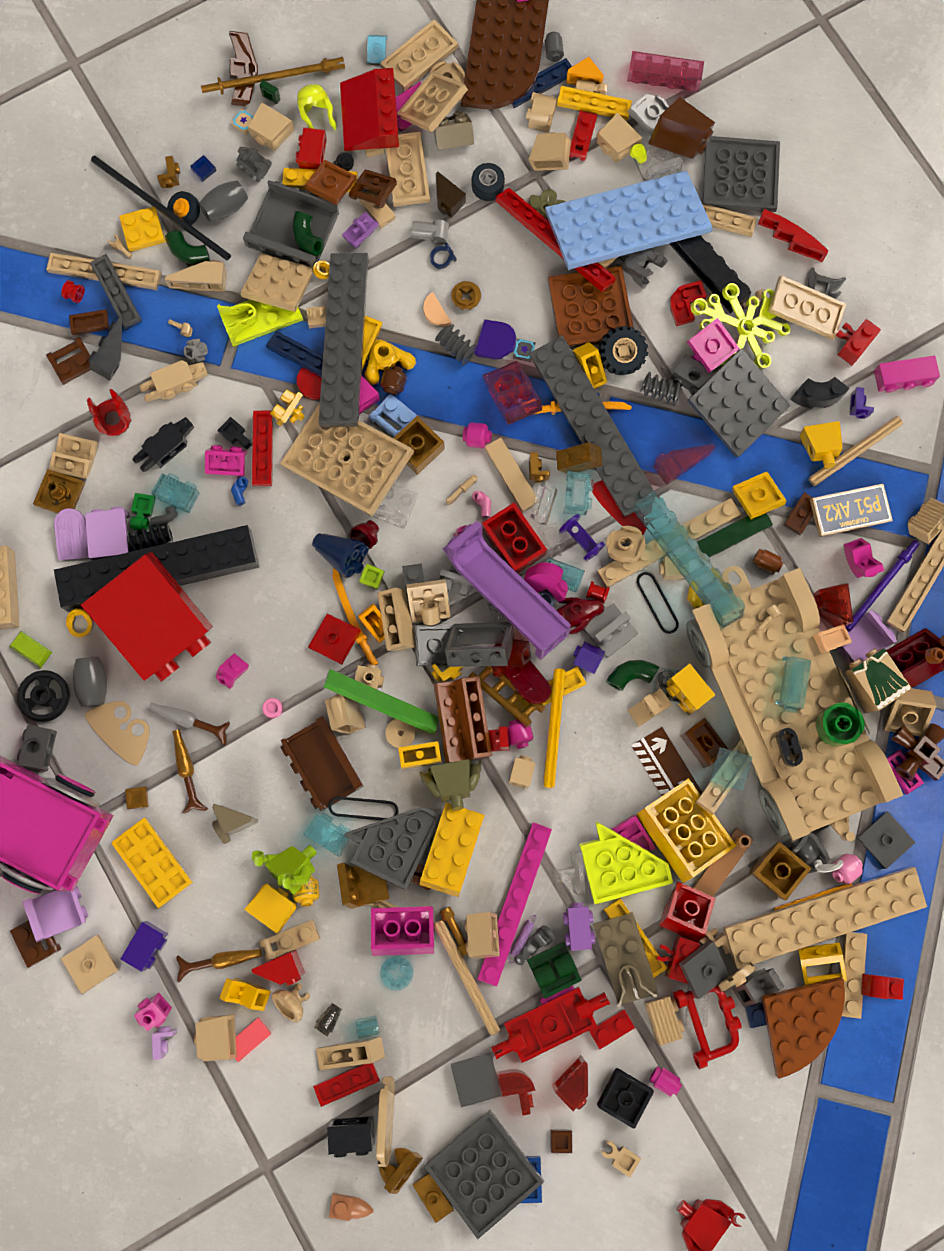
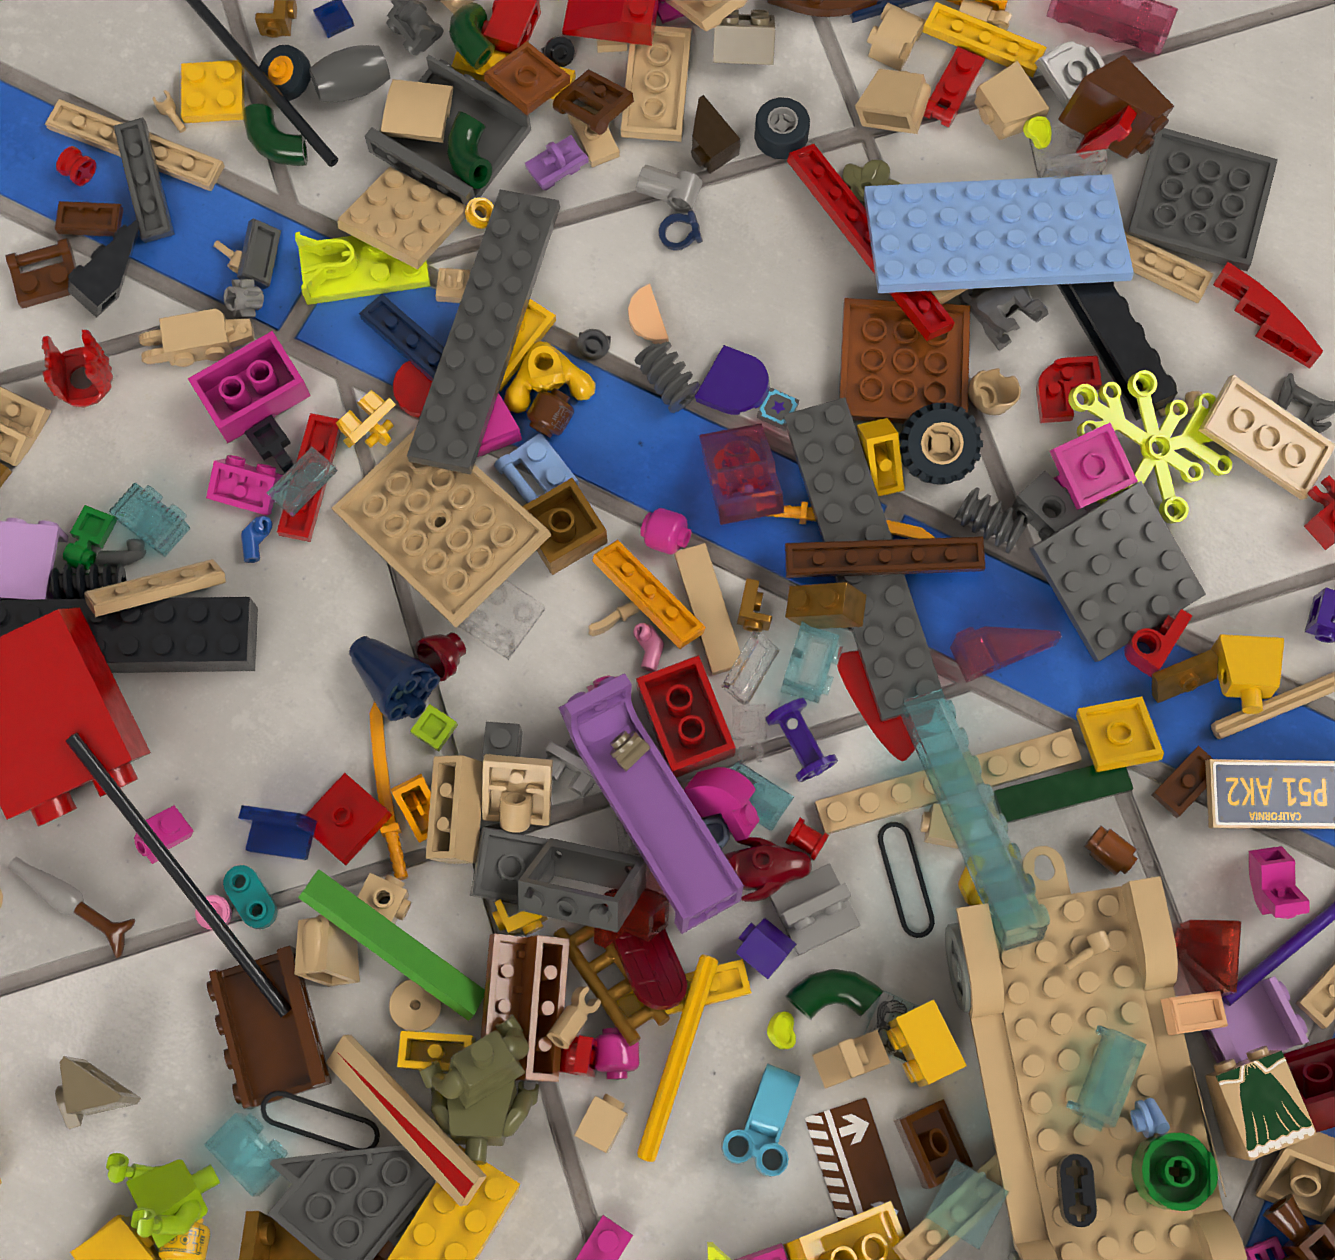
camera: 15 degrees right, 5 degrees down
(164, 444) = (153, 437): black hinge -> none
(186, 771) = (41, 986): pearl gold piece -> none
(190, 531) = (154, 587): none -> tan tile
(197, 321) = (259, 253): none -> dark grey tile
(202, 276) = (284, 184): tan slope -> none
(213, 402) = (249, 386): none -> dark pink brick
(249, 689) = (178, 874): none -> black piece
(260, 451) = (302, 481): none -> clear light blue plate
(269, 215) = (417, 110): none -> tan slope
(288, 164) = (467, 36): none -> dark green cylinder
(290, 694) = (249, 896): none -> teal plate
(298, 655) = (278, 832): none -> clear blue panel
(408, 334) = (593, 344): none -> black plate
(412, 795) = (406, 1120): none -> tan tile
(449, 755) = (481, 1066): none -> olive torso
(466, 287) = (705, 288): pearl gold gear -> none
(475, 473) = (648, 594): none -> light orange tile
(487, 563) = (628, 749): none -> dark tan plate
(492, 719) = (572, 1018): none -> tan bar
(606, 423) = (884, 557): none -> reddish brown tile
(607, 700) = (781, 1030): none -> neon yellow piece
(610, 751) = (766, 1119): none -> medium azure piece
(630, 553) = (876, 784): tan plate -> none
(646, 314) = (993, 392): none -> tan hair
(682, 143) = (1114, 128): none -> red plate
(770, 438) = (1159, 643): none -> red plate
(788, 454) = (1184, 676): none -> pearl gold plate
(819, 394) = (1259, 585): black brick -> none
(820, 700) = (1149, 1118): none -> light blue plate

